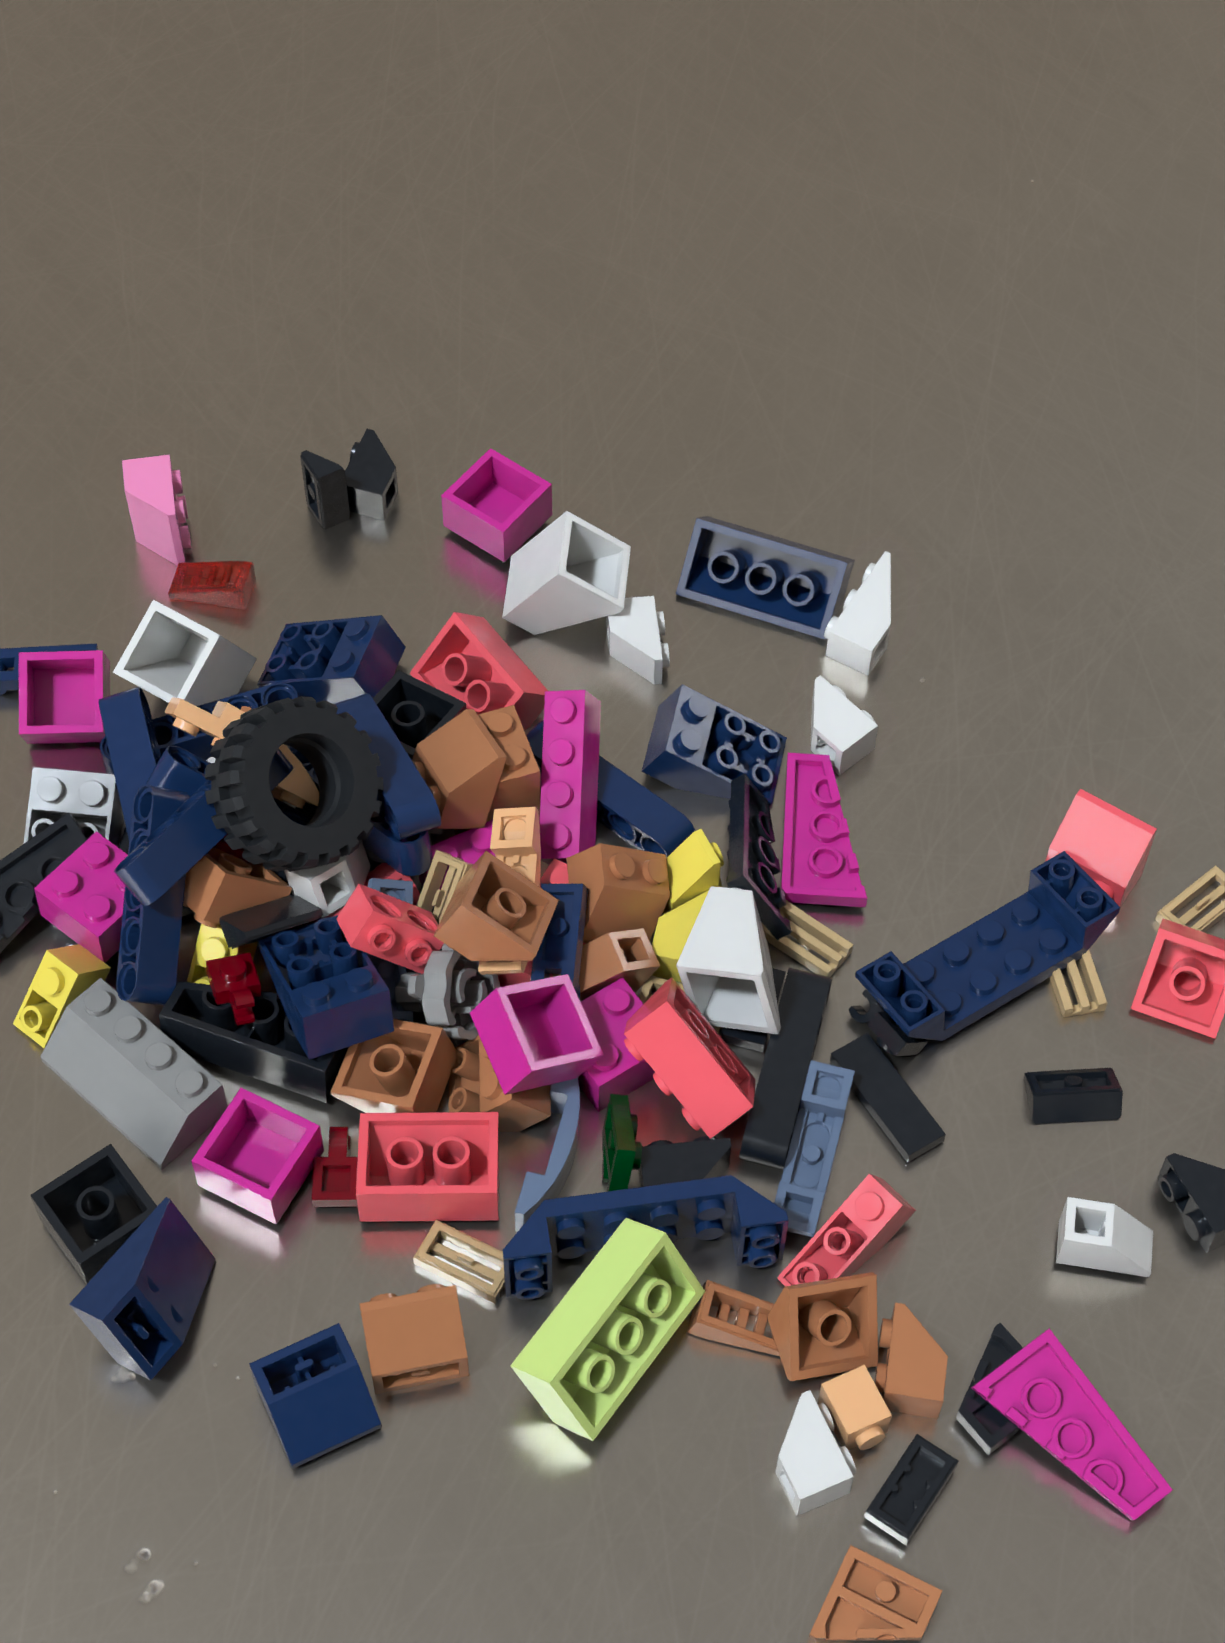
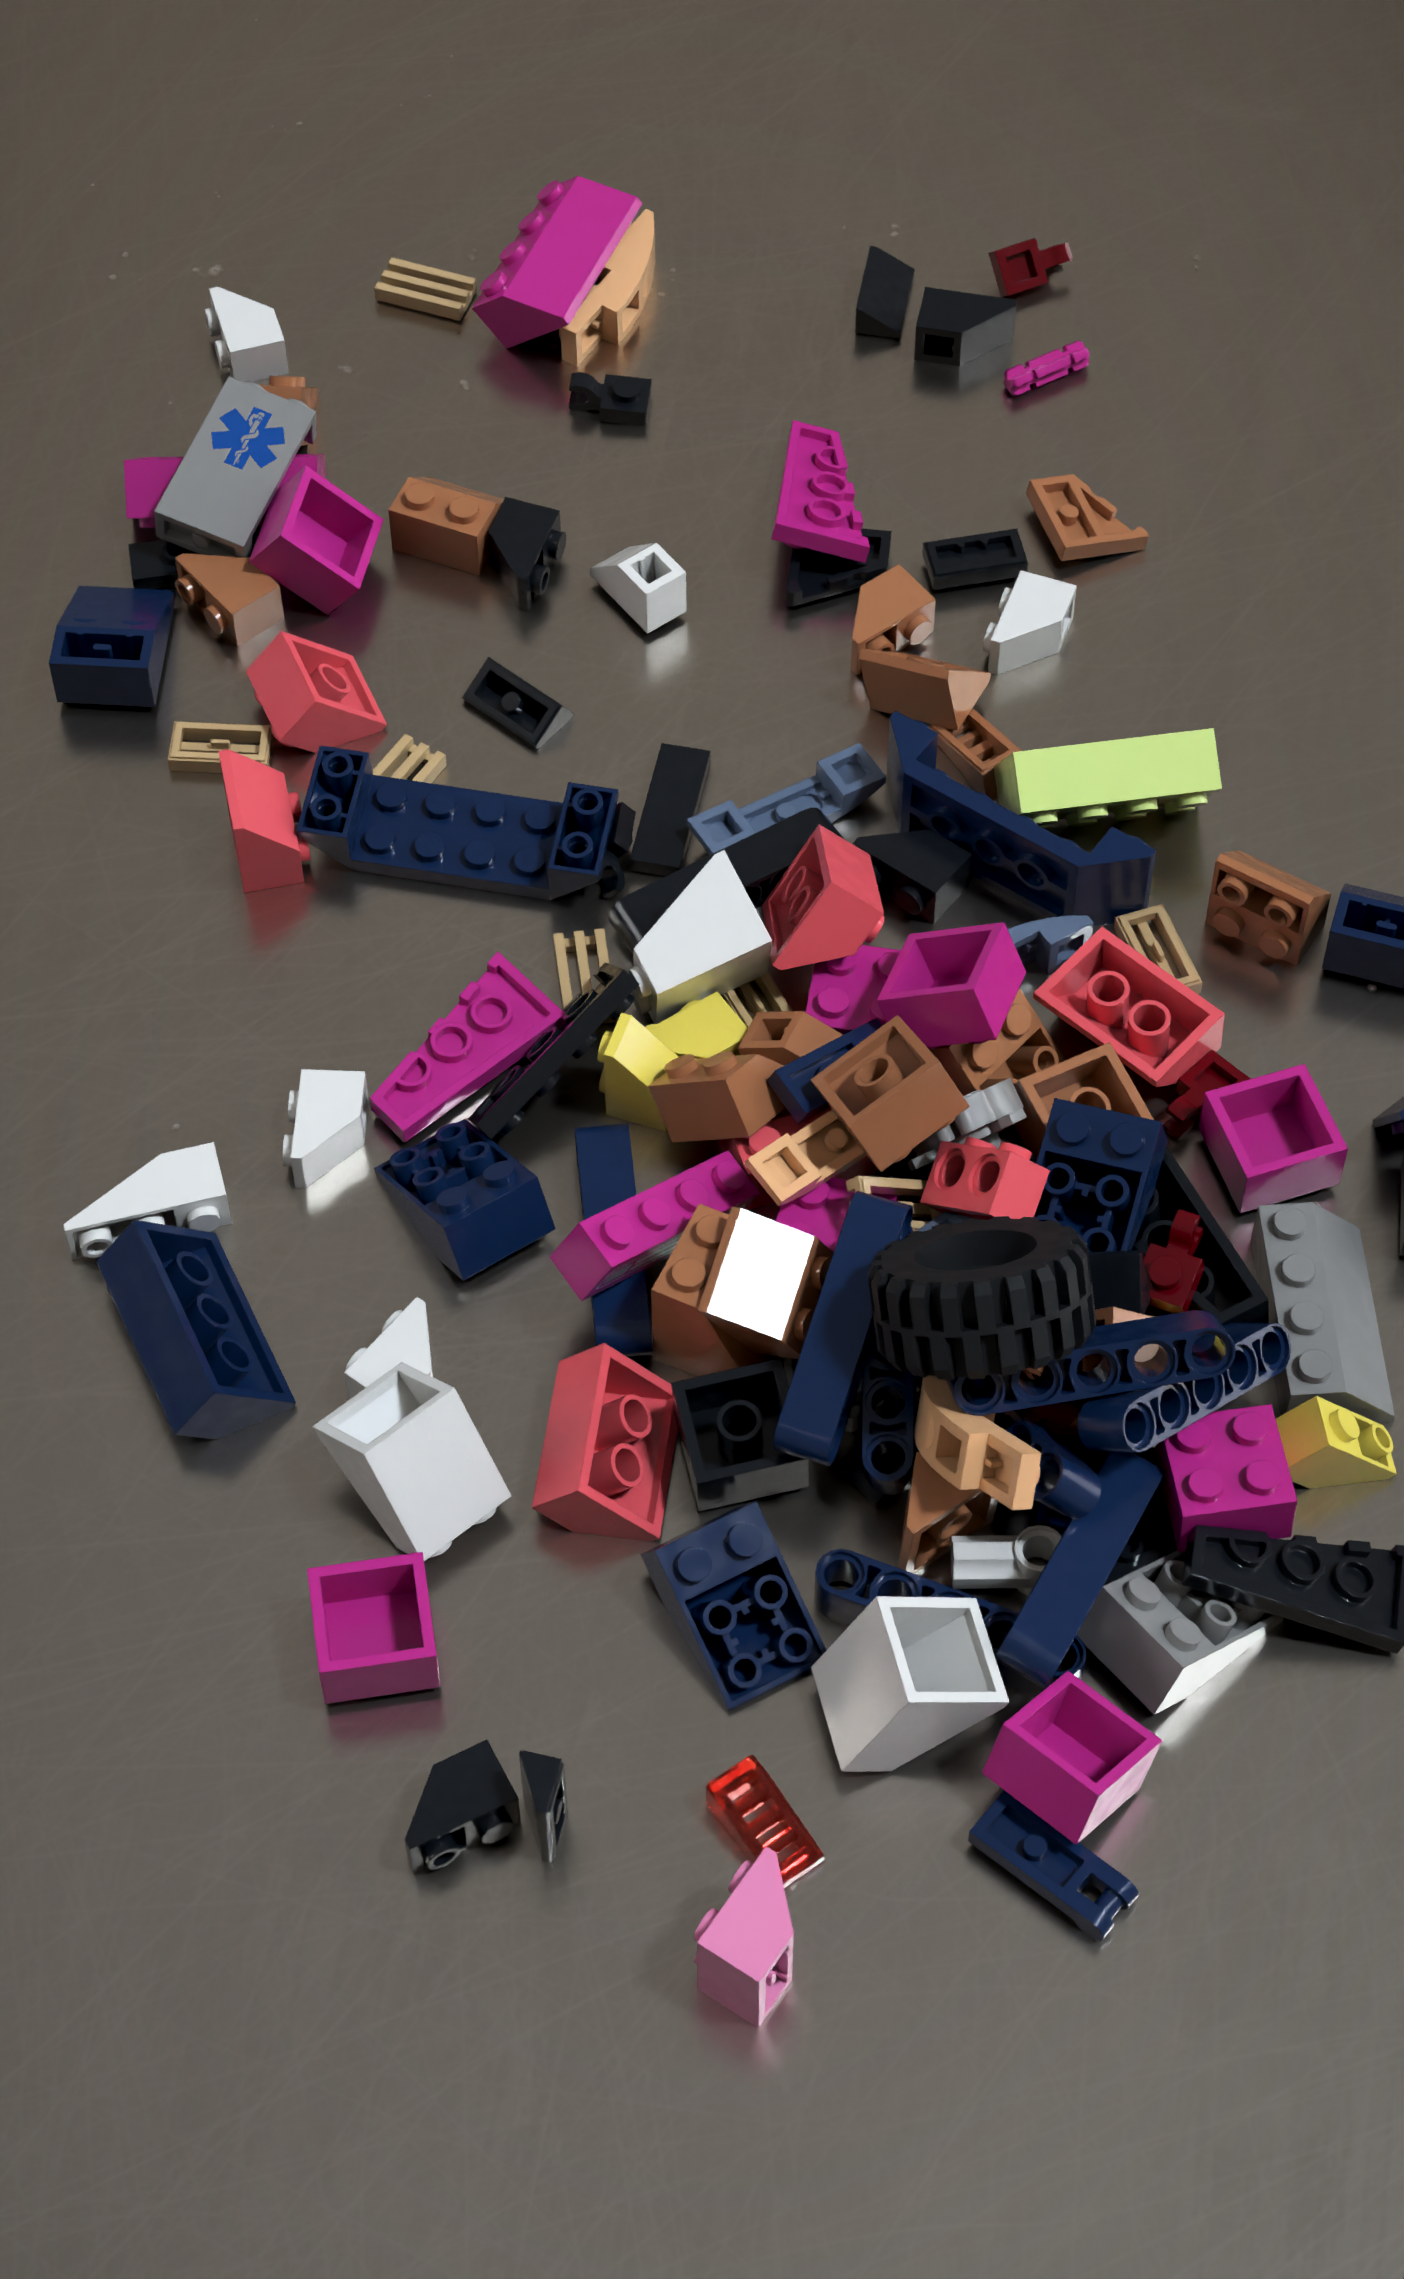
camera: 135 degrees left, 0 degrees up
(619, 1147) = (957, 901): dark green wing -> none
(851, 1234) = (814, 724): coral slope -> none
(856, 1409) = (960, 626): light nougat brick -> none

